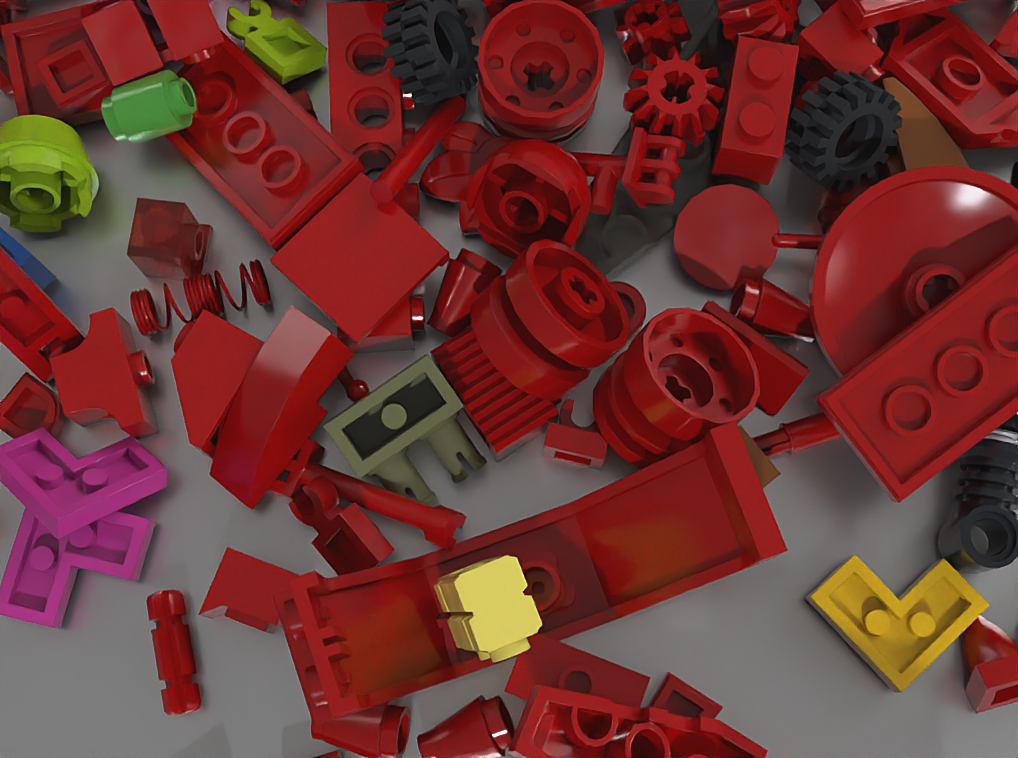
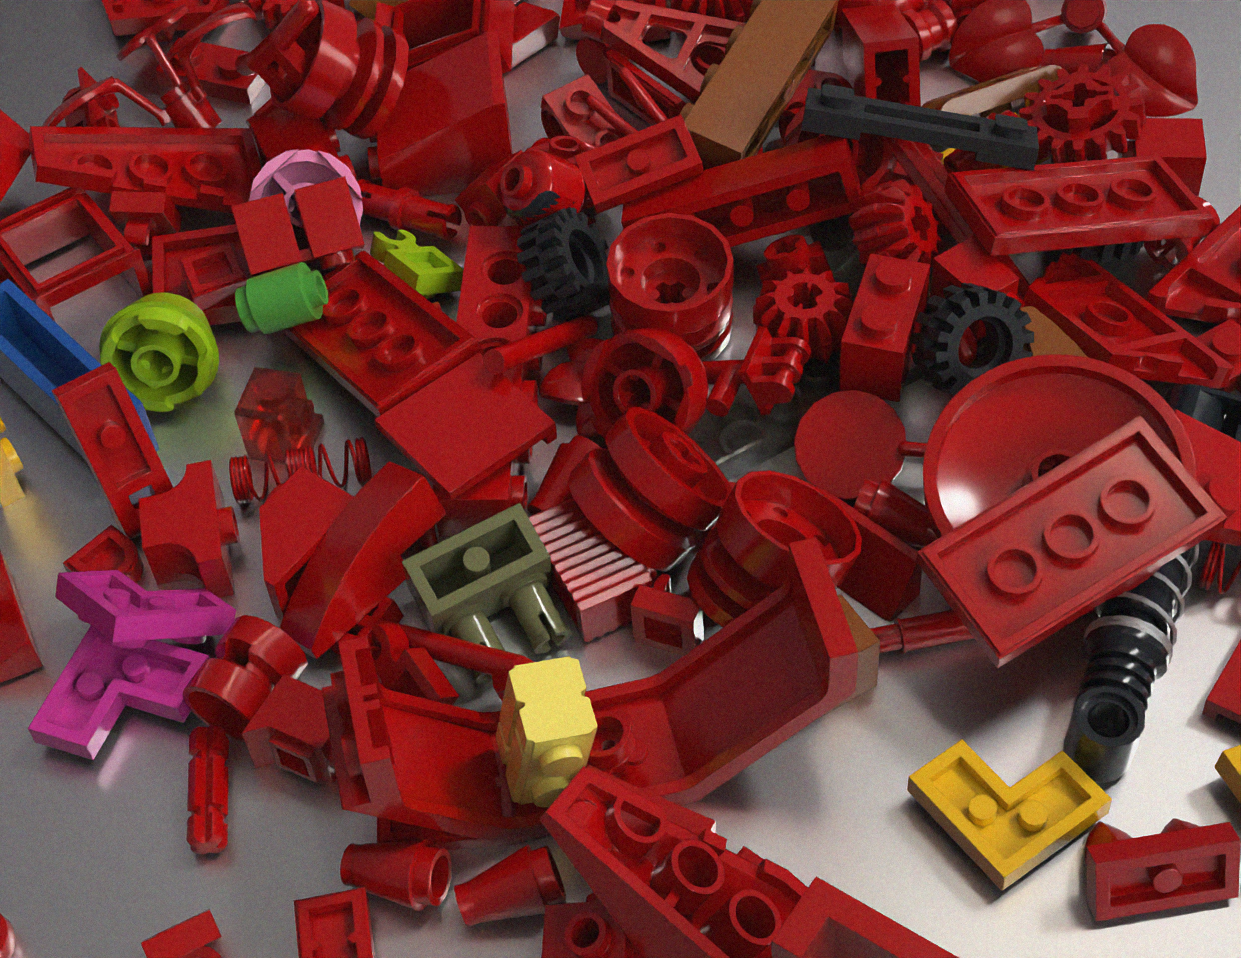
camera: 10 degrees right, 25 degrees down
(183, 520) = (246, 670): none -> red wheel

